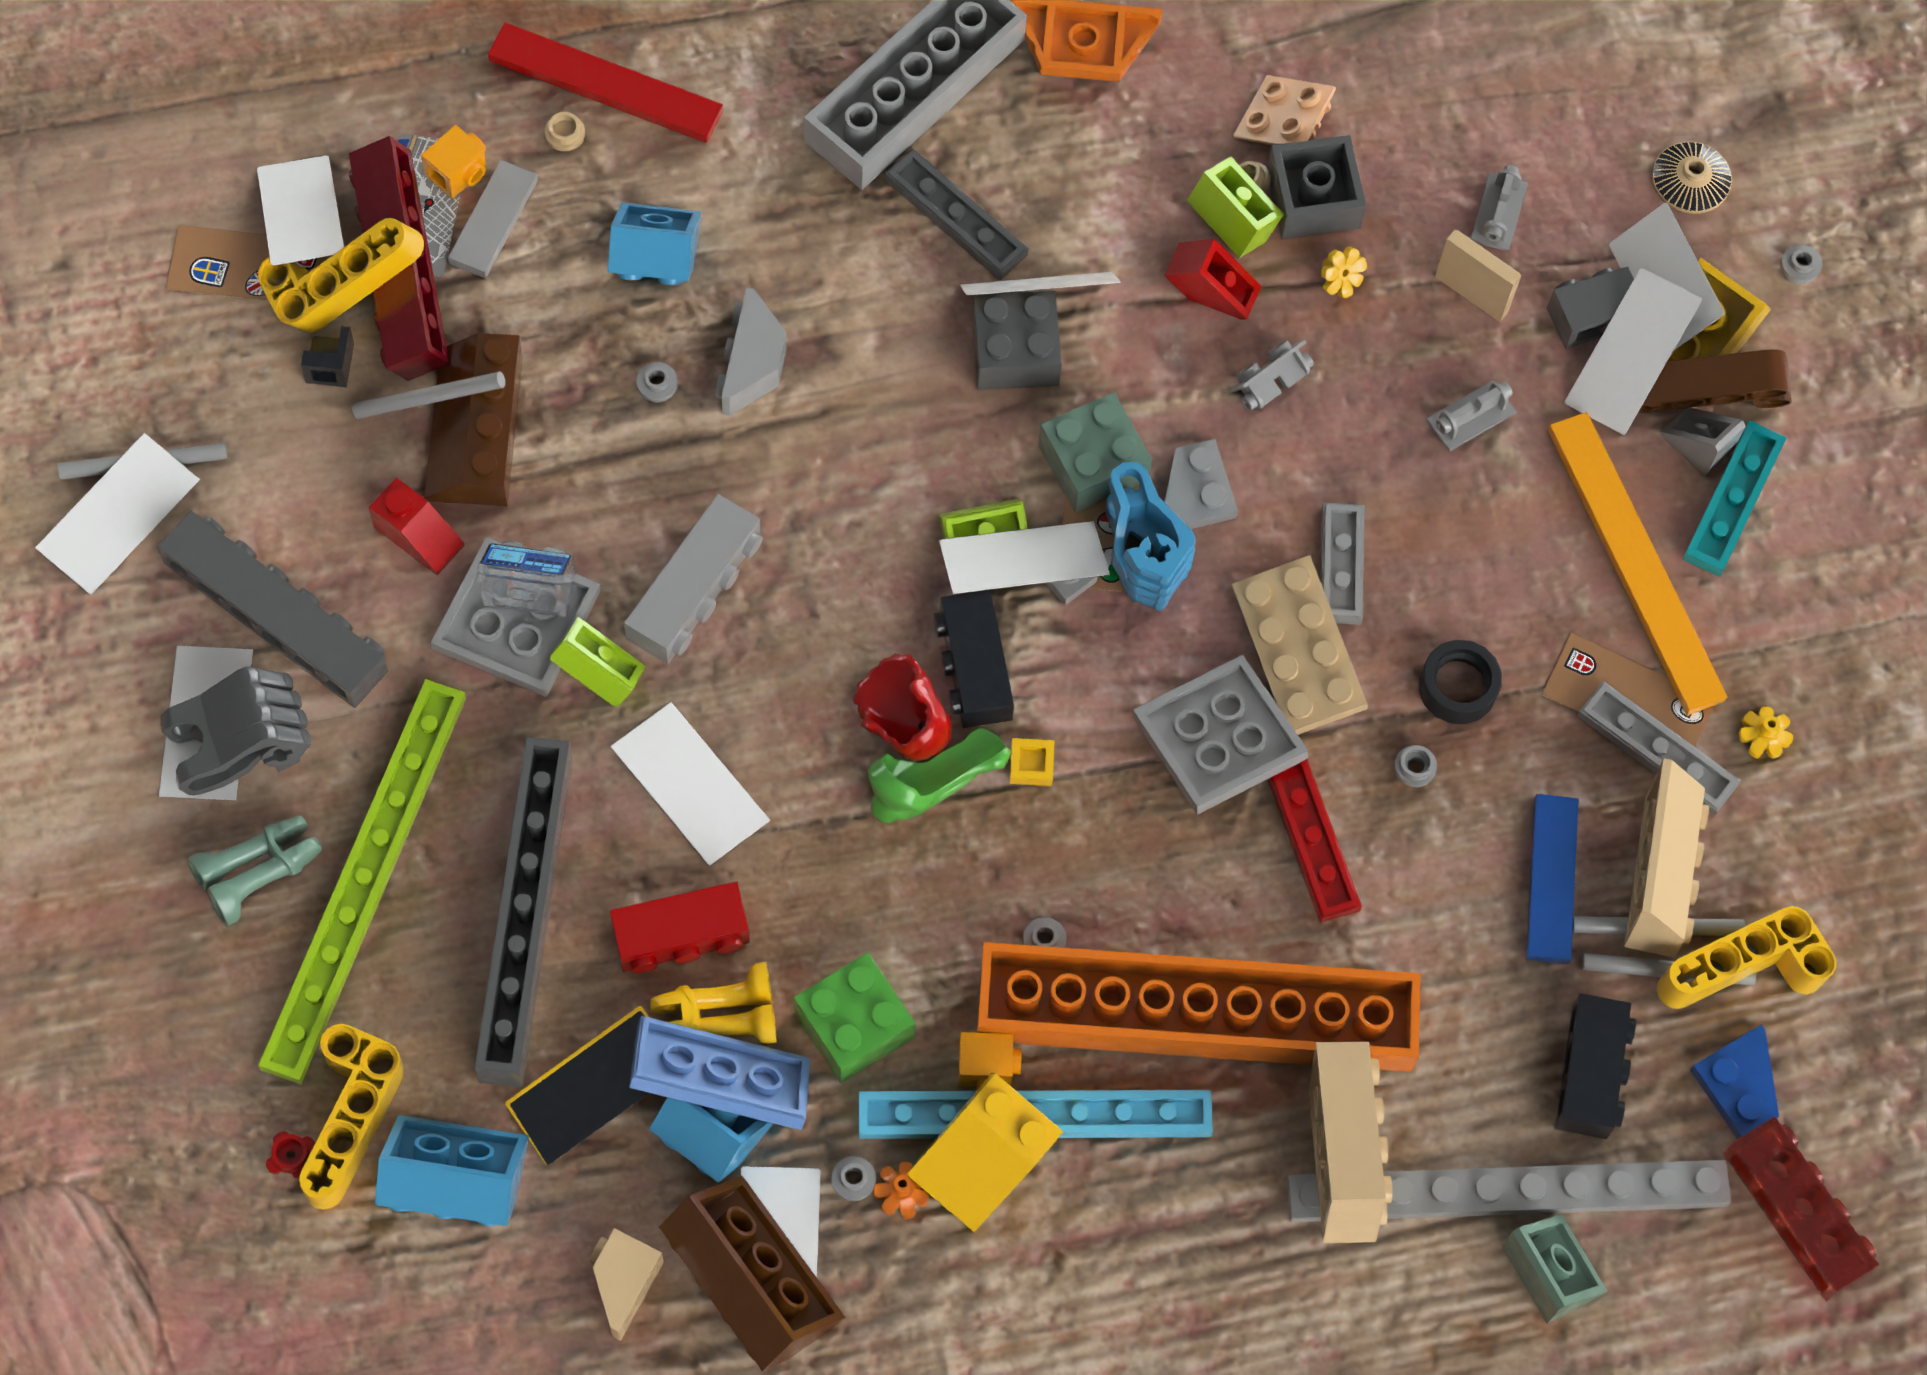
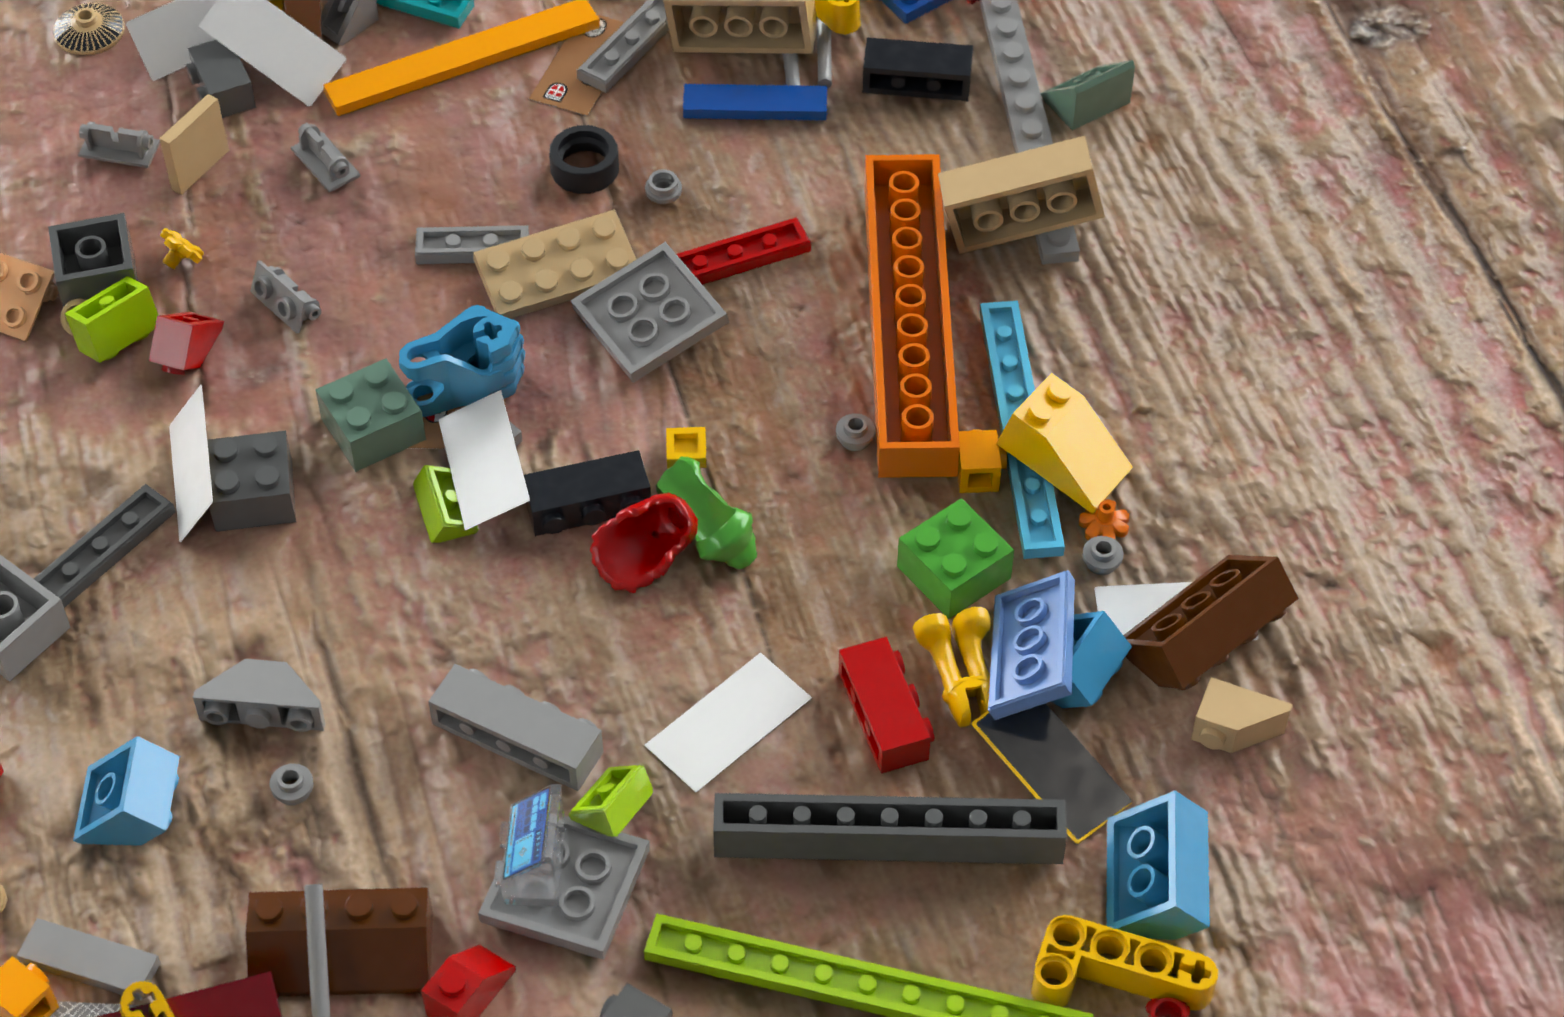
camera: 90 degrees left, 15 degrees down
(1199, 486) = (388, 339): light grey wing -> none

